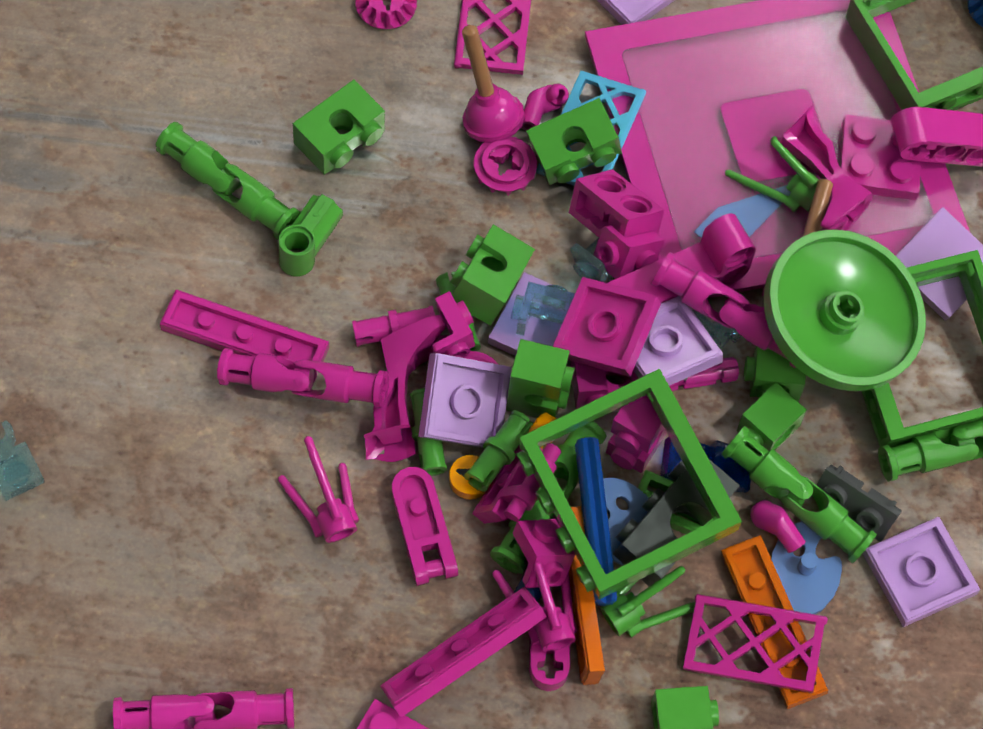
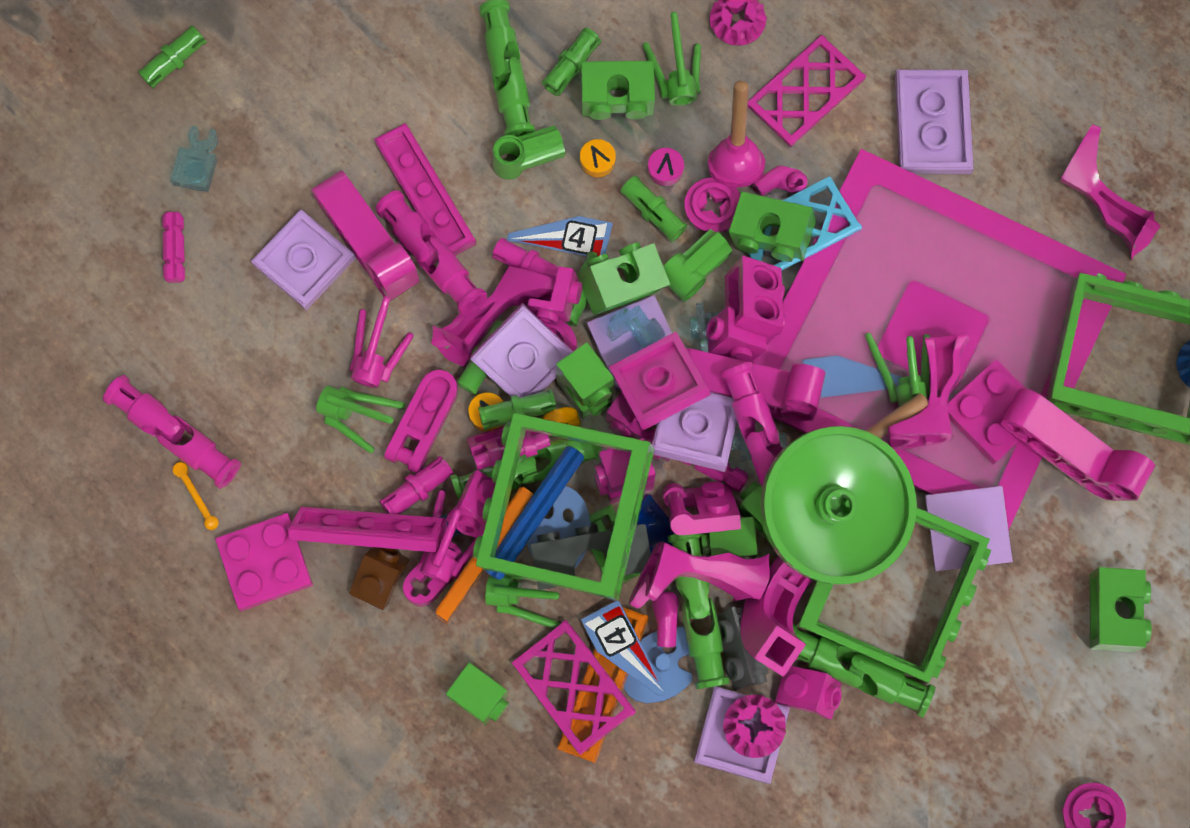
camera: 45 degrees right, 10 degrees up
(56, 553) = (173, 247): none -> dark pink axle
(187, 474) = (303, 259): none -> lavender tile
(230, 409) = (377, 253): none -> dark pink beam
(276, 135) = (571, 61): none -> bright green pin
(335, 570) = (340, 404): none -> bright green plant
(371, 198) = (597, 158): none -> light orange tile
(389, 85) = (681, 86): none -> bright green plant
(404, 279) = (571, 235): none -> sticker
(430, 200) = (653, 208): none -> bright green pin
(435, 163) = (665, 166): none -> dark pink tile
(469, 585) = (416, 487): none -> dark pink pin
(505, 687) = (378, 576): none -> reddish brown bracket
(537, 218) = (689, 270): none -> bright green piece
(731, 407) = (713, 505): none -> dark pink plate
(759, 576) = (618, 642): none -> sticker
(798, 441) = (726, 571): none -> dark pink animal
(856, 449) = (769, 621): none -> dark pink arch
(925, 568) = (738, 735): none -> dark pink gear
(941, 490) = (810, 692): none -> dark pink bracket

